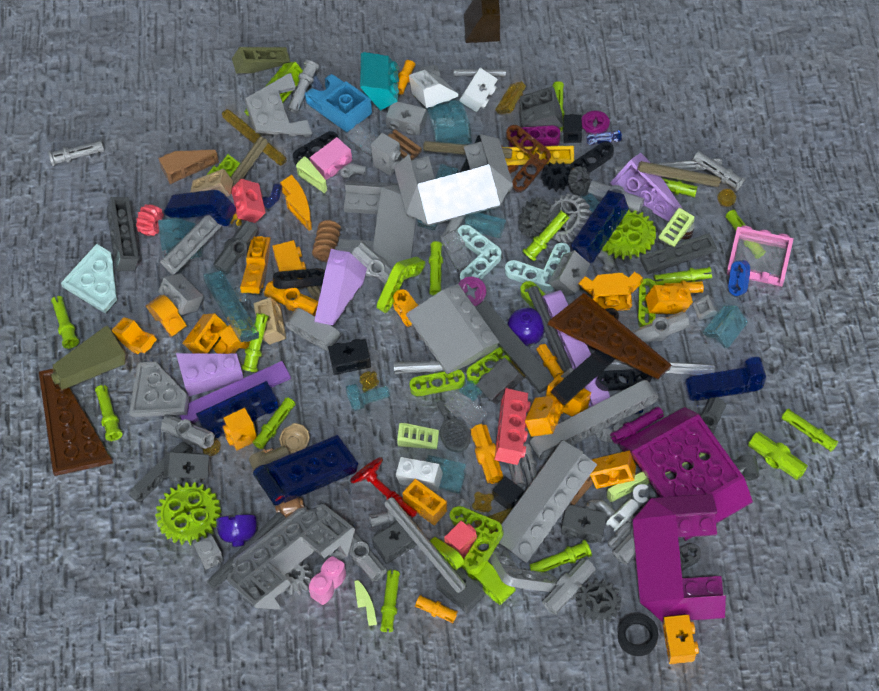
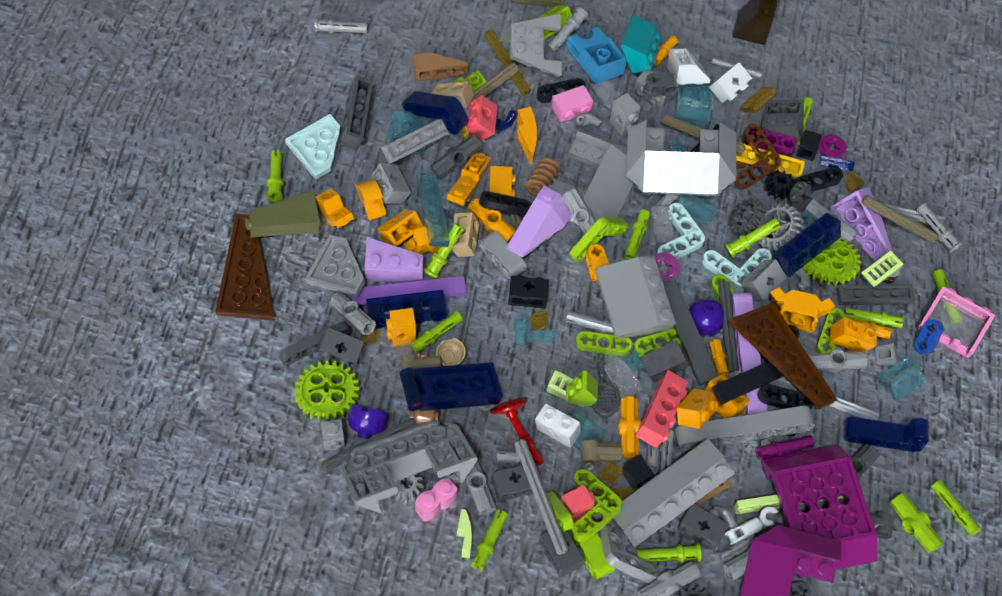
camera: 10 degrees right, 0 degrees up
(109, 420) = (285, 279): lime pin -> none
(148, 219) = (384, 106): coral gear -> none
(309, 173) = (548, 112): yellowish green slope -> none
(406, 144) = (646, 112): medium nougat tile -> none
(412, 112) = (663, 84): none -> dark grey piece
(425, 502) = (555, 454): light orange brick -> none
(431, 433) = (583, 389): none -> lime slope
(436, 609) = (531, 563): light orange pin -> none
(462, 487) = (594, 452): none -> dark tan piece
(613, 469) = (749, 483): light orange brick -> none
(626, 151) = (853, 182): none -> clear yellow tile
(679, 187) = (897, 233): lime pin -> none
(727, 197) = (939, 256): clear yellow plate -> none

